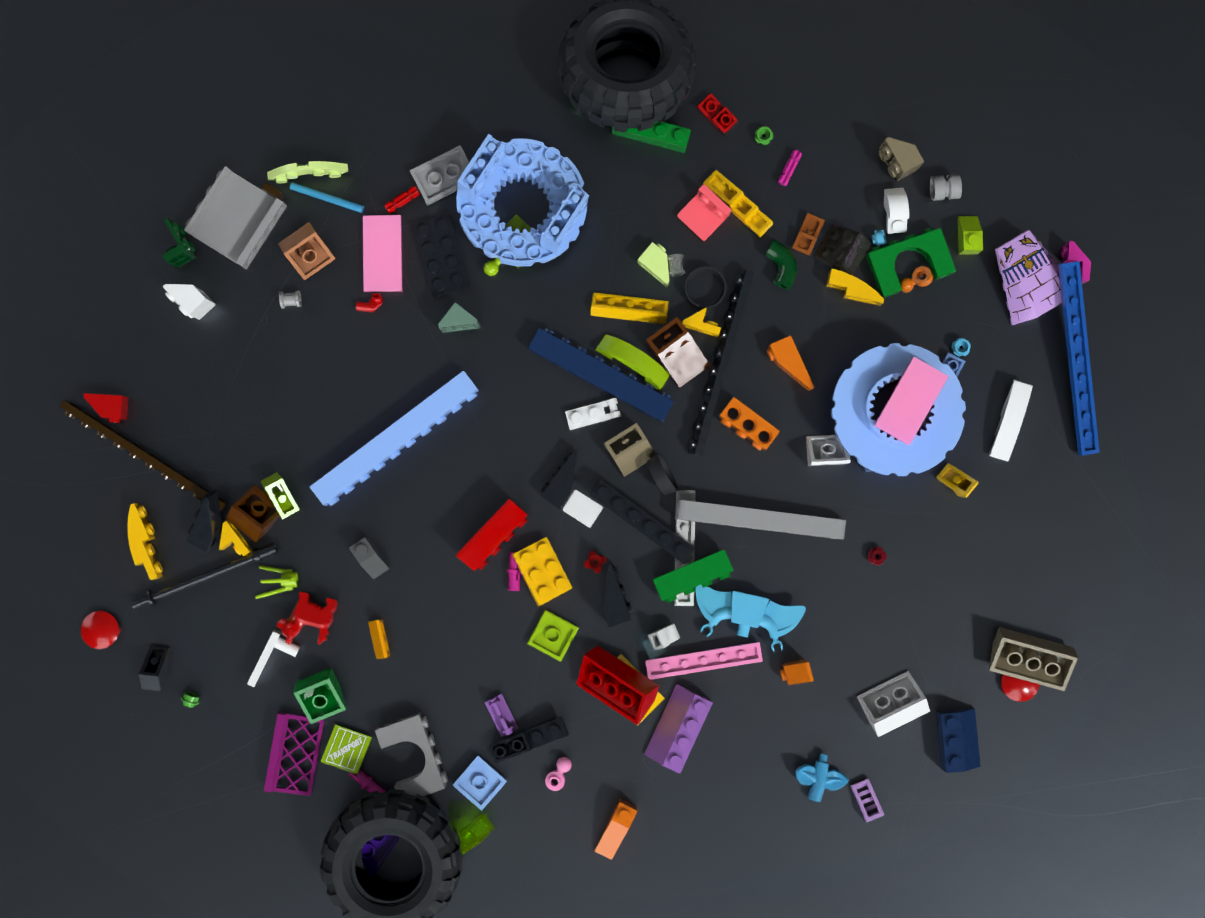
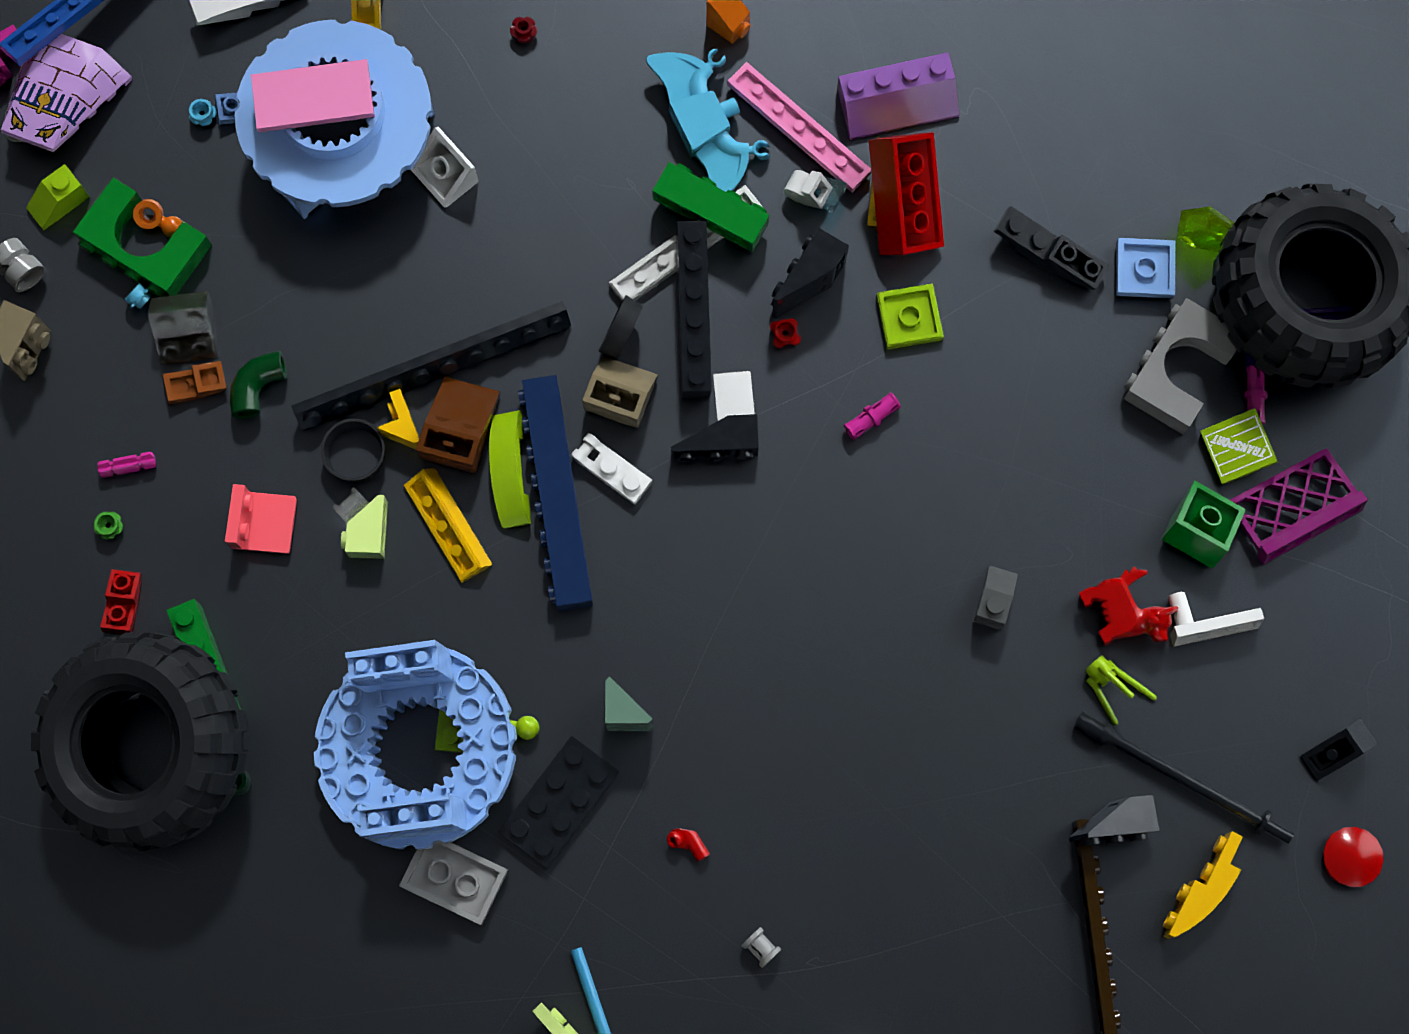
camera: 130 degrees left, 10 degrees down
(190, 699) = (1338, 677): bright green plate -> none
(232, 535) = (1106, 782): yellow slope -> none
(253, 513) = (1057, 776): reddish brown slope -> none
(279, 495) = (1011, 763): lime slope -> none
(306, 251) = (683, 976): nougat slope -> none
(379, 639) = (1081, 511): light orange slope -> none
(382, 253) = (612, 878): bright pink tile -> none
(394, 438) = (830, 678): light blue brick -> none
(401, 199) = (525, 908): red axle -> none
(492, 534) = (850, 471): red slope -> none
(501, 715) = (1050, 302): medium lavender hinge -> none
(542, 571) = (846, 382): yellow plate -> none
(563, 765) = (1047, 191): bright pink plate -> none
(616, 828) = (1065, 80): orange slope -> none
(739, 204) = (215, 498): yellow slope -> none
(758, 422) = (476, 266): orange brick -> none
(760, 519) = (585, 183): light grey beam -> none
(789, 360) = (365, 295): orange slope -> none
(853, 287) = (222, 282): yellow slope -> none
(897, 210) = (85, 298): white brick -> none

